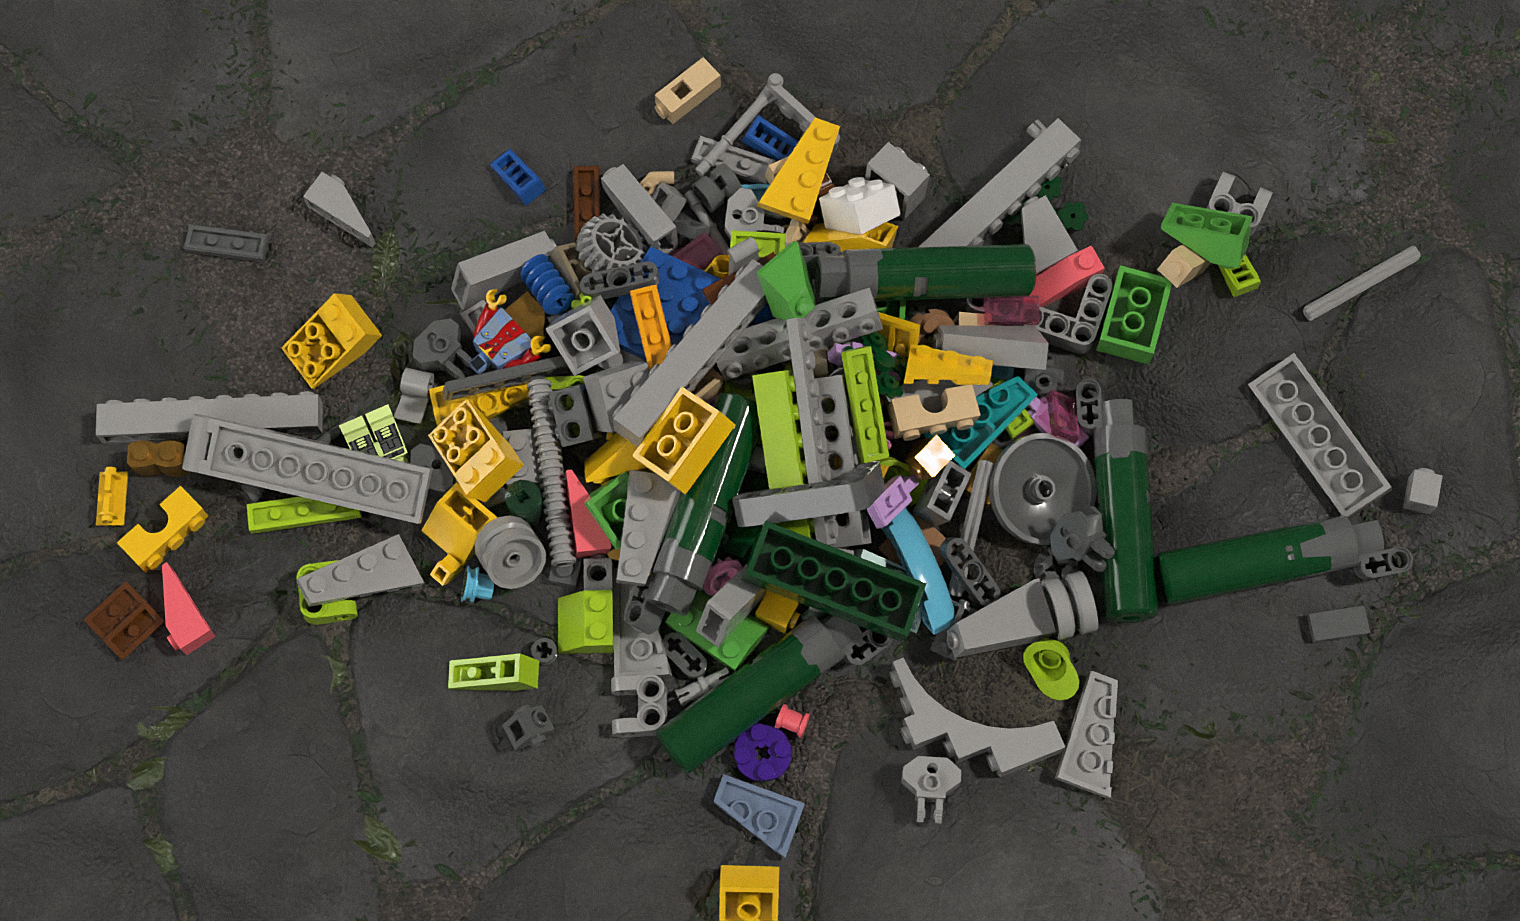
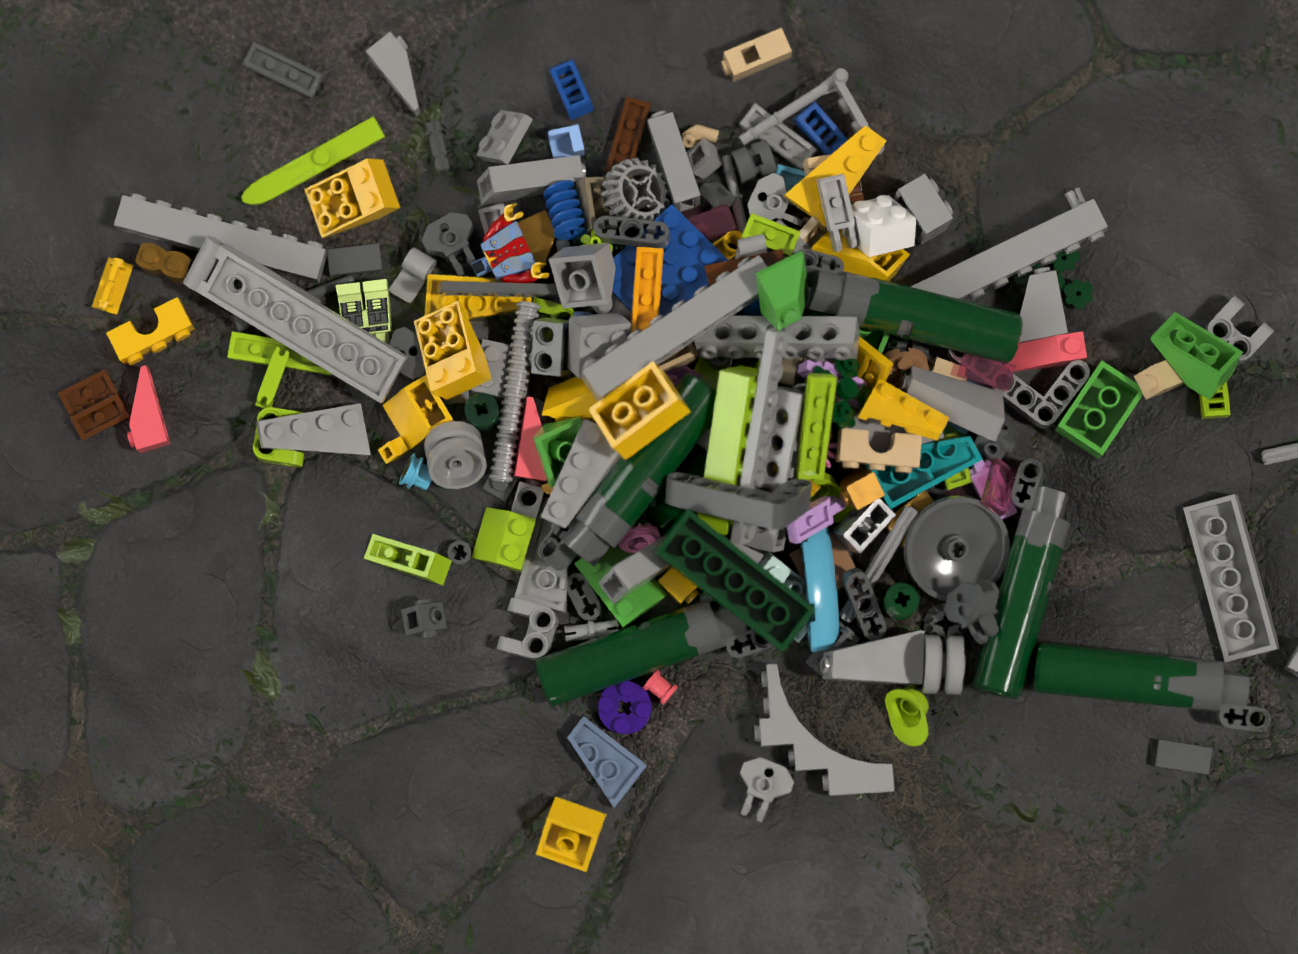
camera: 20 degrees right, 10 degrees up
(282, 321) = (313, 162): none -> lime piece
(301, 537) = (272, 378): none -> lime piece
(351, 399) = (354, 260): none -> dark grey tile
(401, 267) = (437, 146): none -> dark grey axle
(464, 235) = (503, 137): none -> light grey plate
(527, 222) = (566, 142): none -> light blue panel
(815, 200) = (837, 210): none -> light grey hinge
(1005, 557) = (906, 593): none -> dark green piece
(1088, 748) = (917, 796): light grey wing -> none

